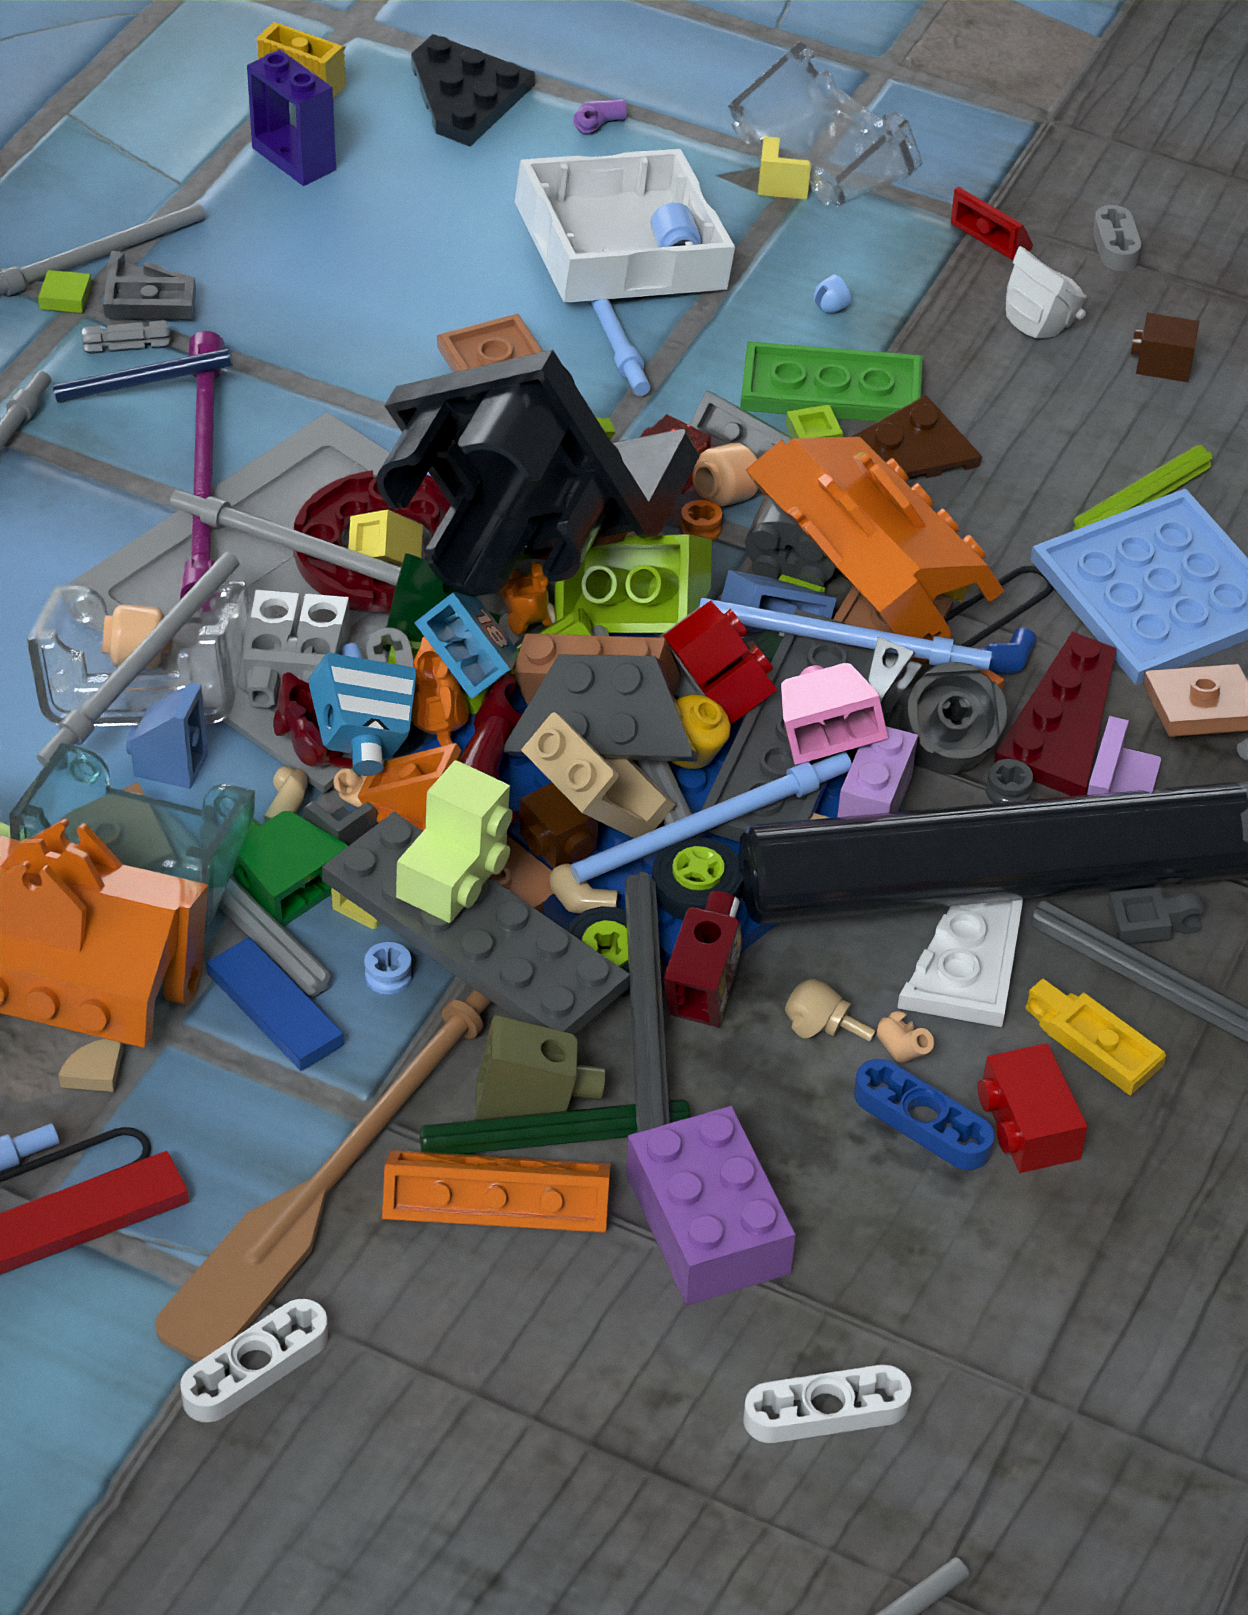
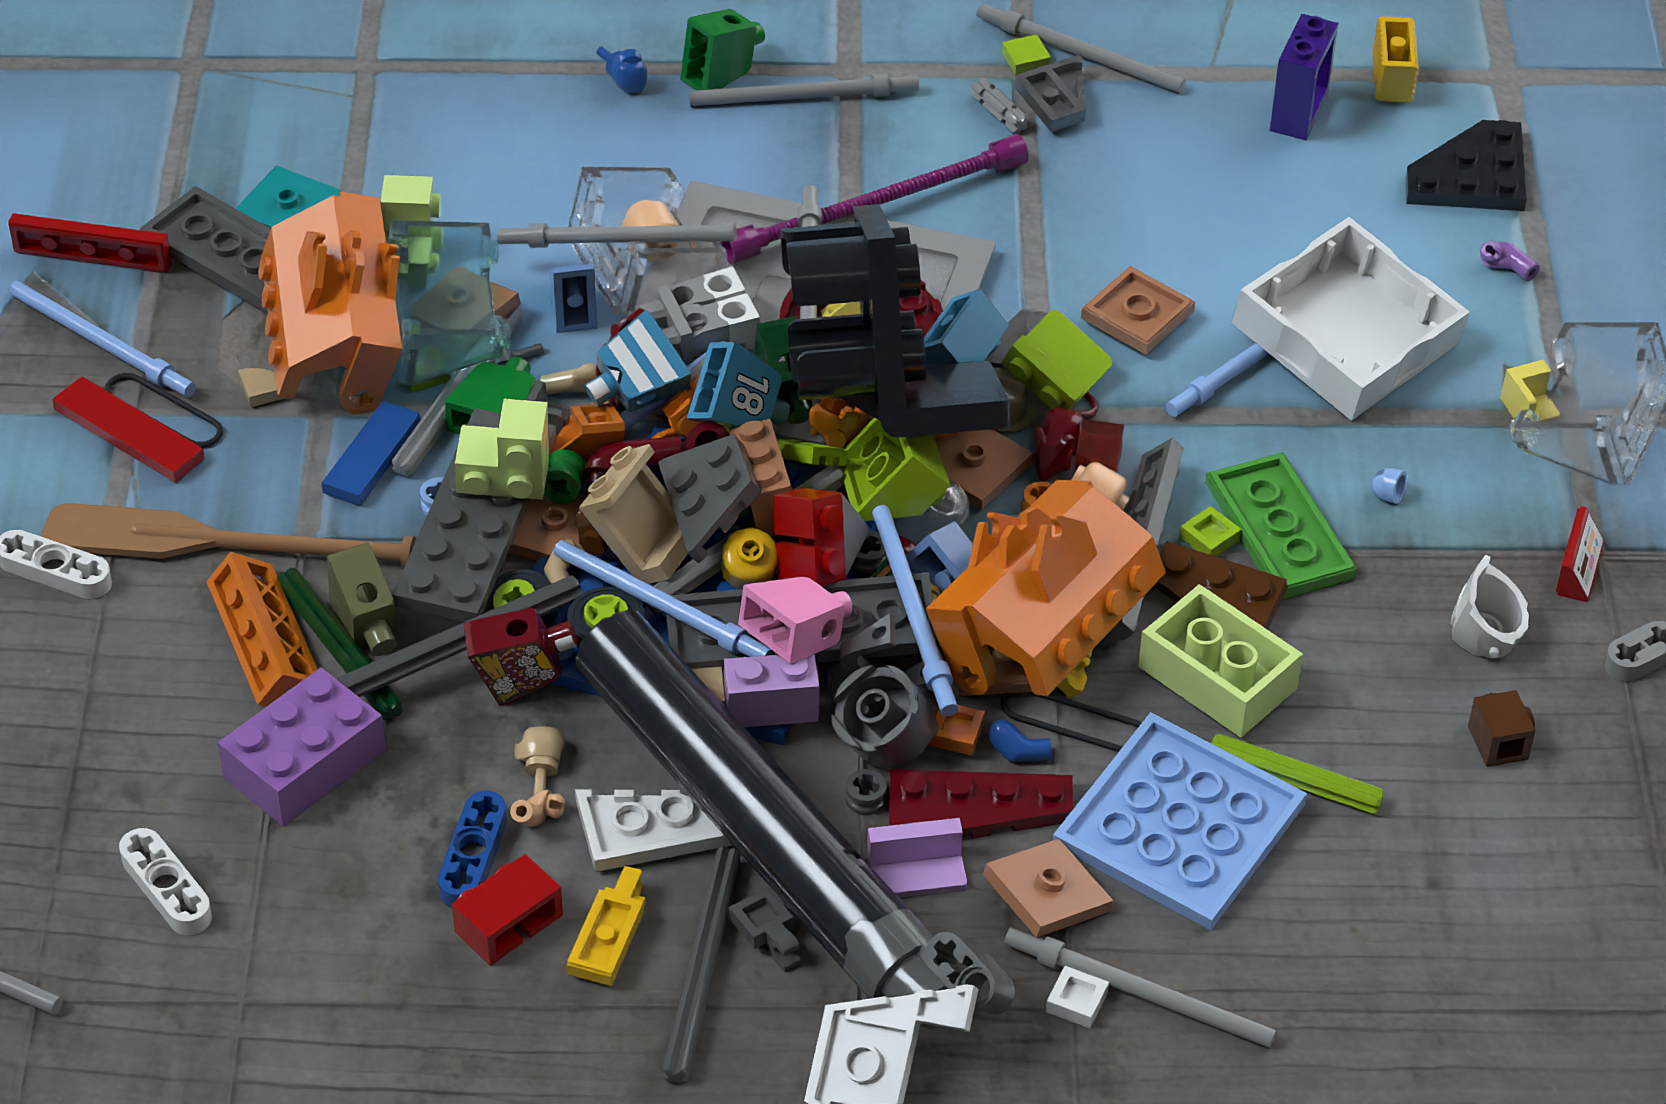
camera: 65 degrees right, 0 degrees up
(143, 375) = (953, 128): dark blue bar -> none
(674, 226) = (1366, 348): light blue brick -> none
(1002, 474) = (1220, 660): none -> yellowish green brick

